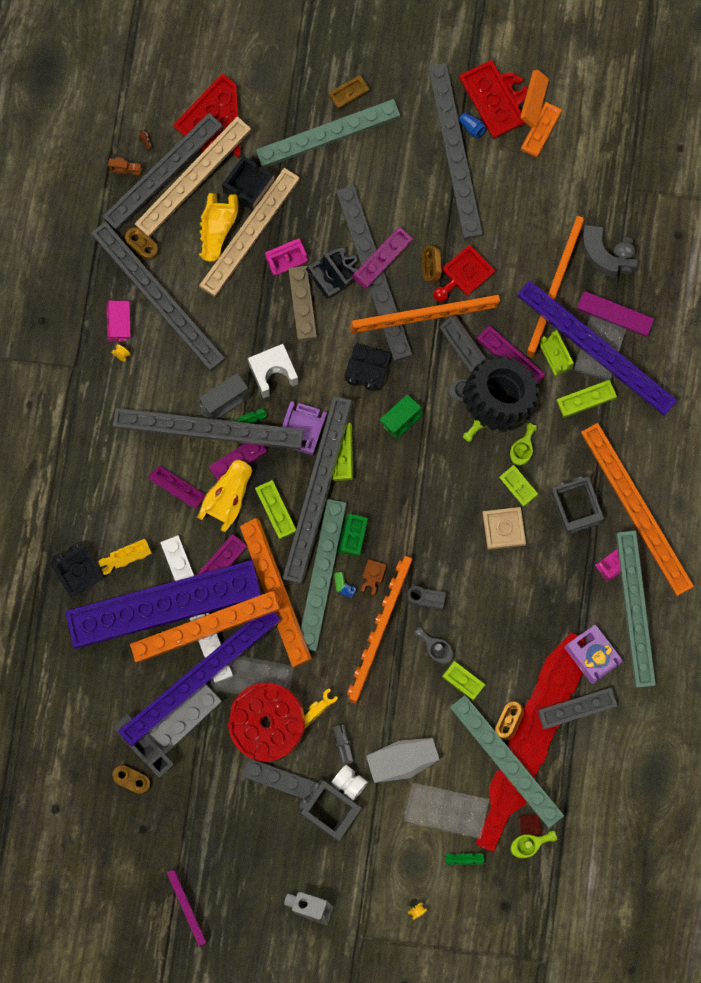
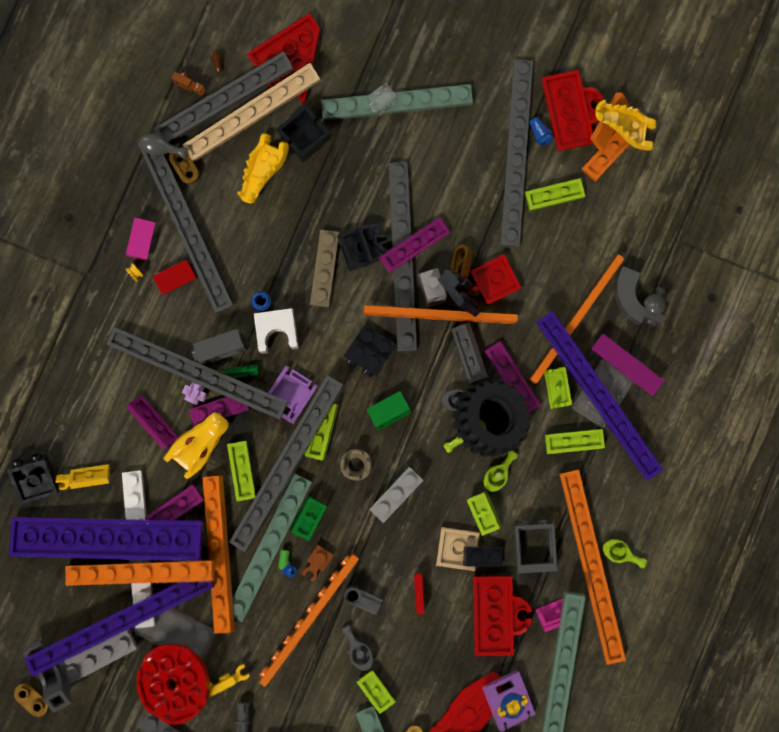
camera: 15 degrees right, 10 degrees up
(112, 229) = (157, 145): none -> dark grey piece
(160, 348) = (174, 277): none -> red slope
(210, 449) = (194, 393): none -> lavender gear
(249, 232) = (292, 183): tan plate -> none
(251, 342) = (258, 297): none -> blue cone
(286, 257) = (321, 218): dark pink hinge -> none
(314, 132) = (382, 99): none -> clear brick
(348, 92) = (428, 65): pearl gold plate -> none
(384, 465) = (348, 456): none -> dark tan piece
(409, 290) = (432, 288): none -> light grey torso
(430, 491) = (396, 494): none -> light grey arch
(438, 282) = (460, 291): none -> black plate
(478, 577) = (419, 593): none -> red tile
(502, 178) = (555, 194): none -> lime plate
(529, 527) = (482, 556): none -> black plate
(552, 95) = (627, 122): none -> yellow animal
(559, 579) = (497, 615): none -> red plate
(659, 489) = (620, 552): none -> lime piece

